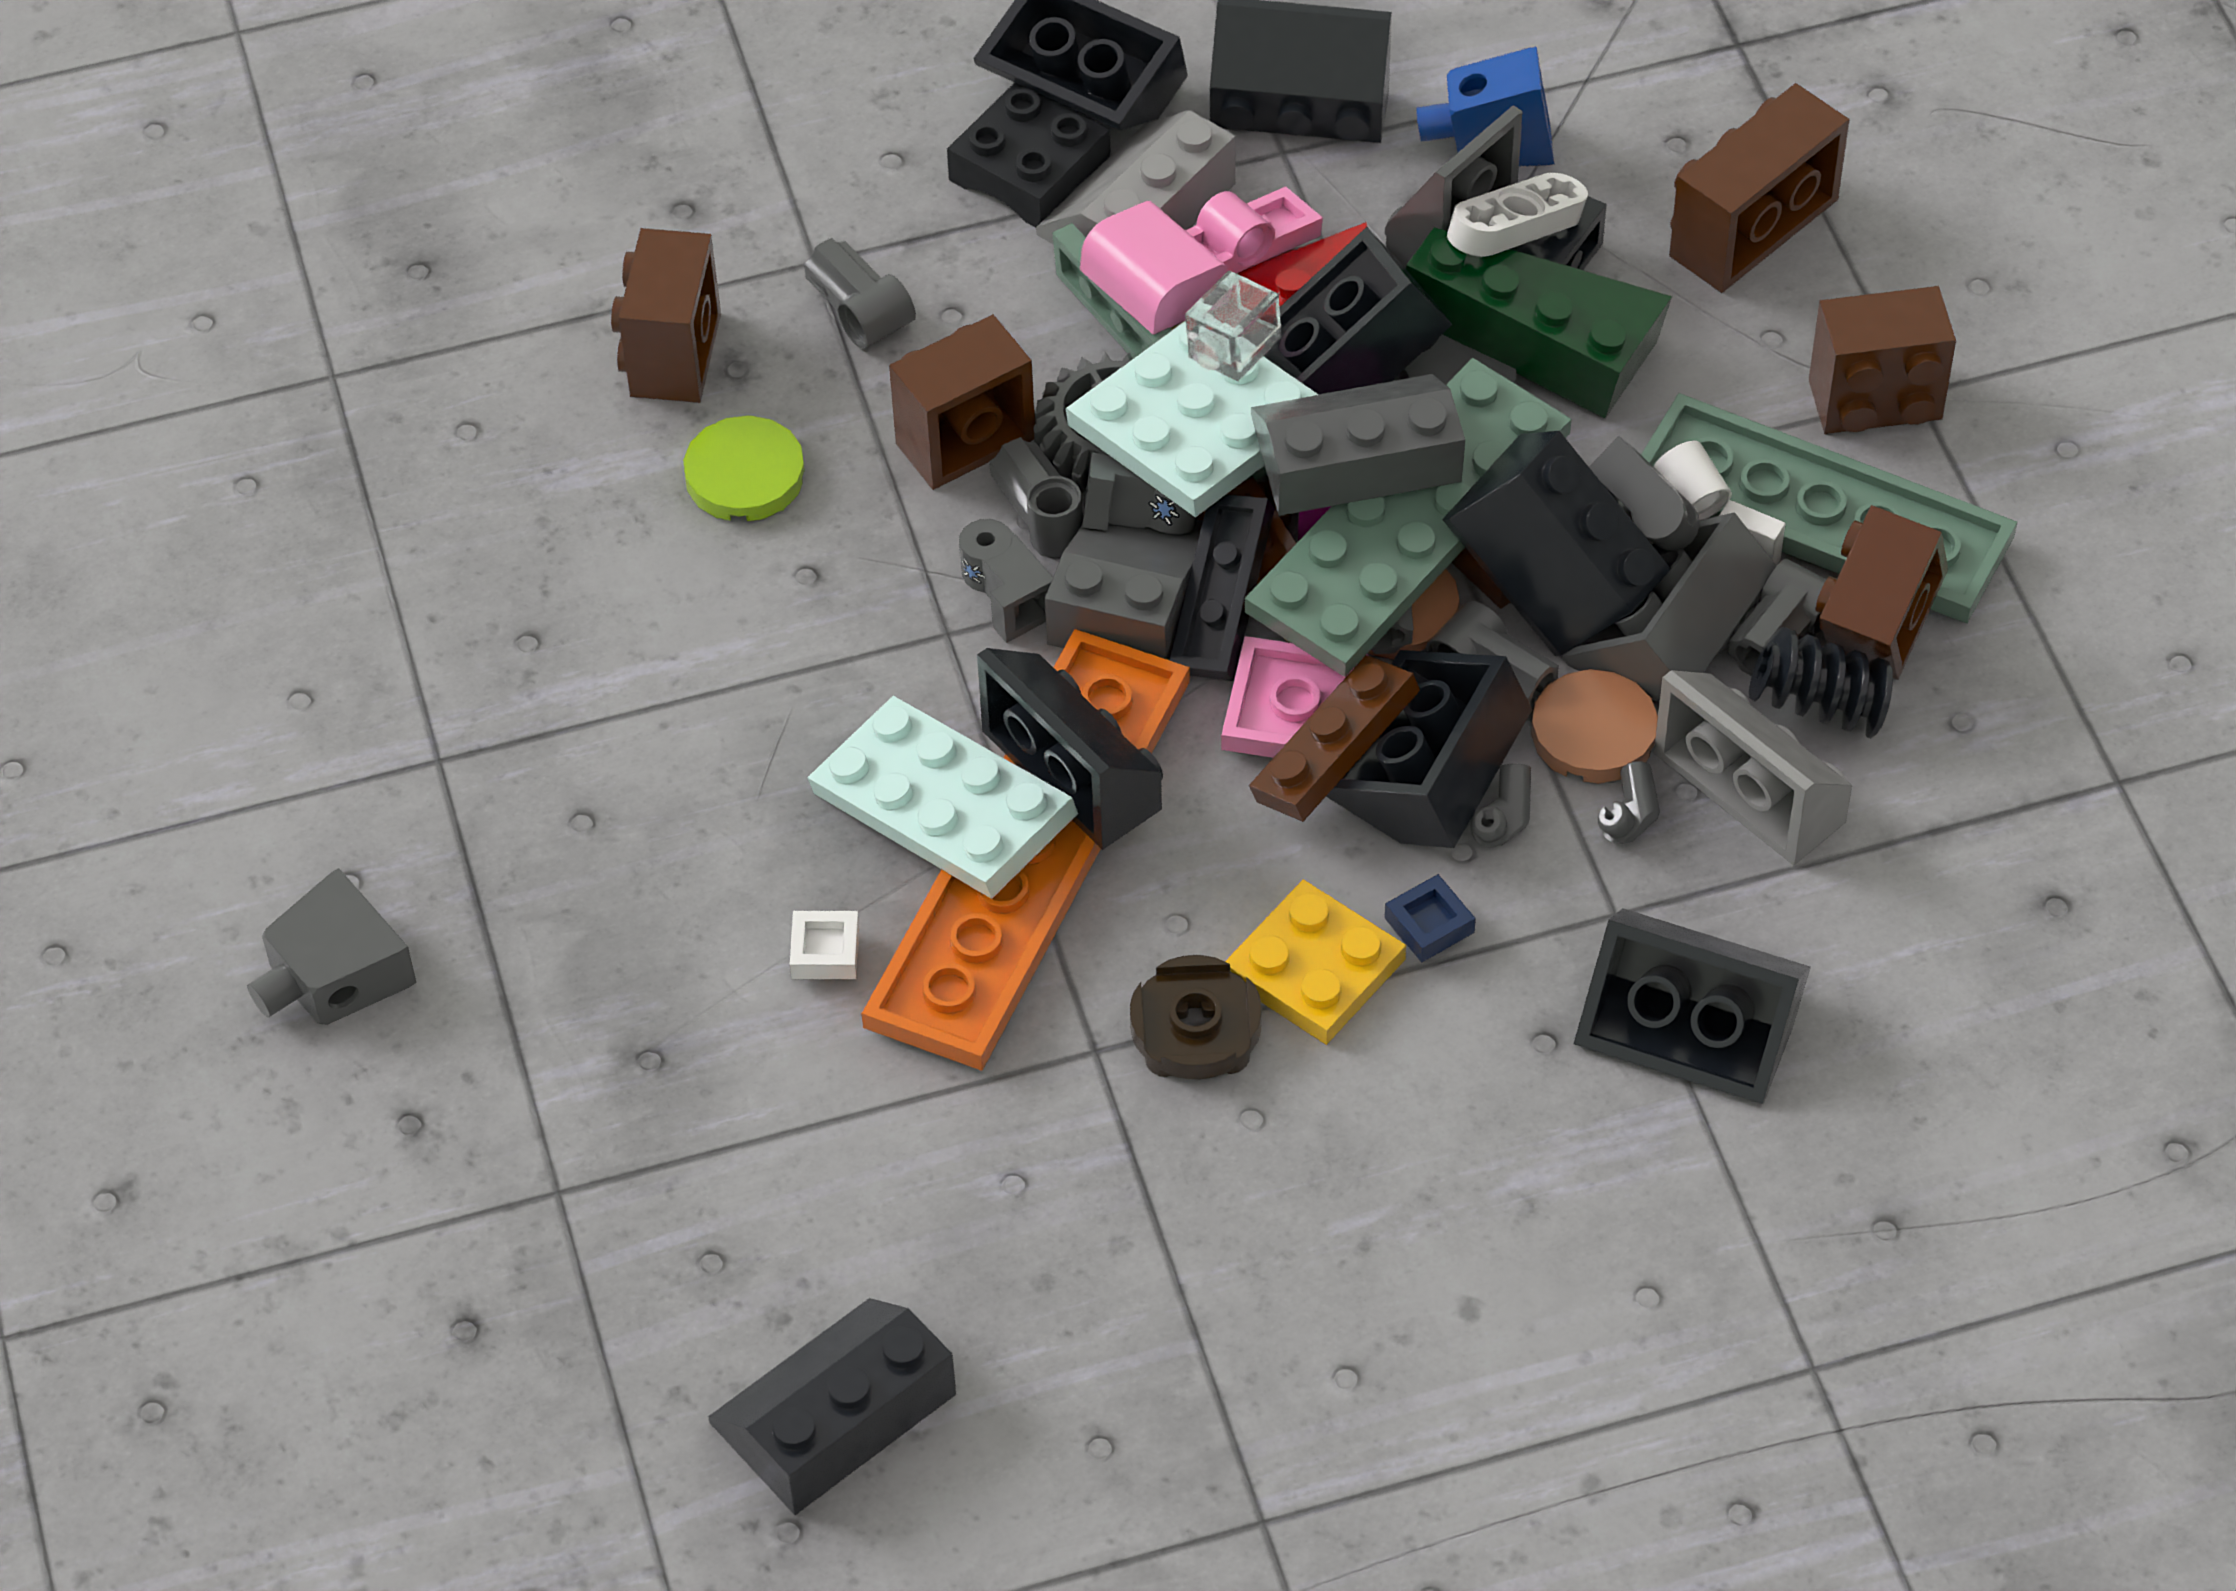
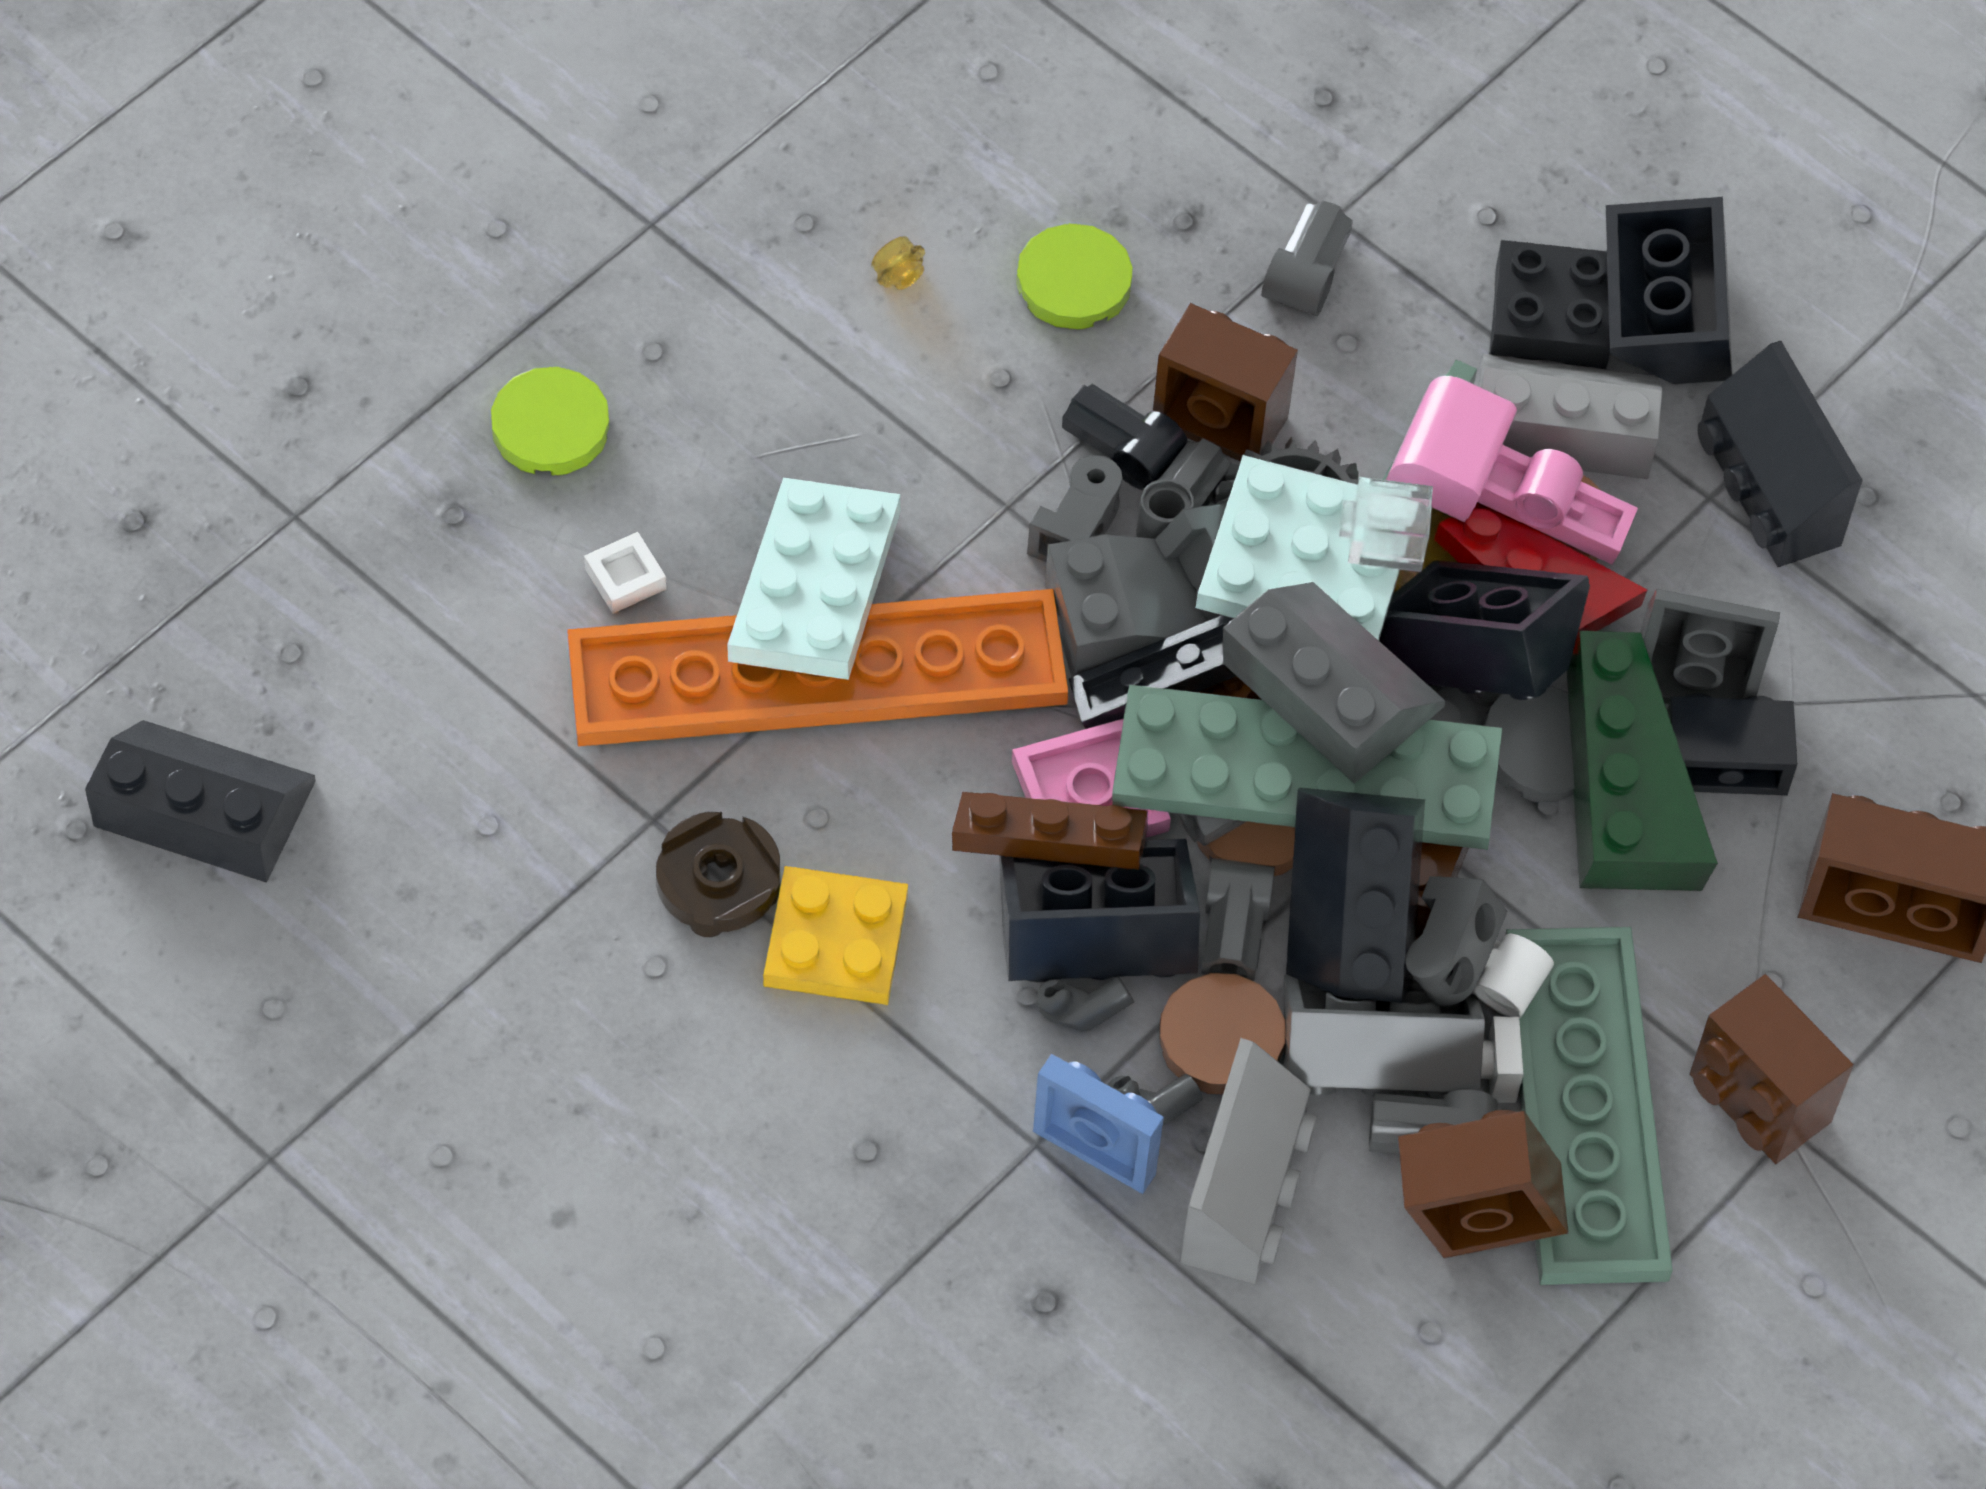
camera: 55 degrees right, 5 degrees up
(331, 955) = (407, 246): dark grey torso -> none
(607, 932) = (550, 420): none -> lime tile
(638, 586) = (899, 263): none -> clear yellow plate
(667, 315) = (1171, 134): reddish brown brick -> none
(961, 496) = (1136, 442): none -> black piece
(1067, 742) = (904, 631): black slope -> none
(1429, 918) = (927, 998): dark blue plate -> none
(1486, 91) = (1850, 633): blue torso -> none
(1517, 214) = (1728, 684): white beam -> none
(1653, 838) = (1098, 1122): none -> medium blue plate
(1691, 1005) = (961, 1239): black slope -> none
(1824, 678) = (1365, 1184): black piece -> none

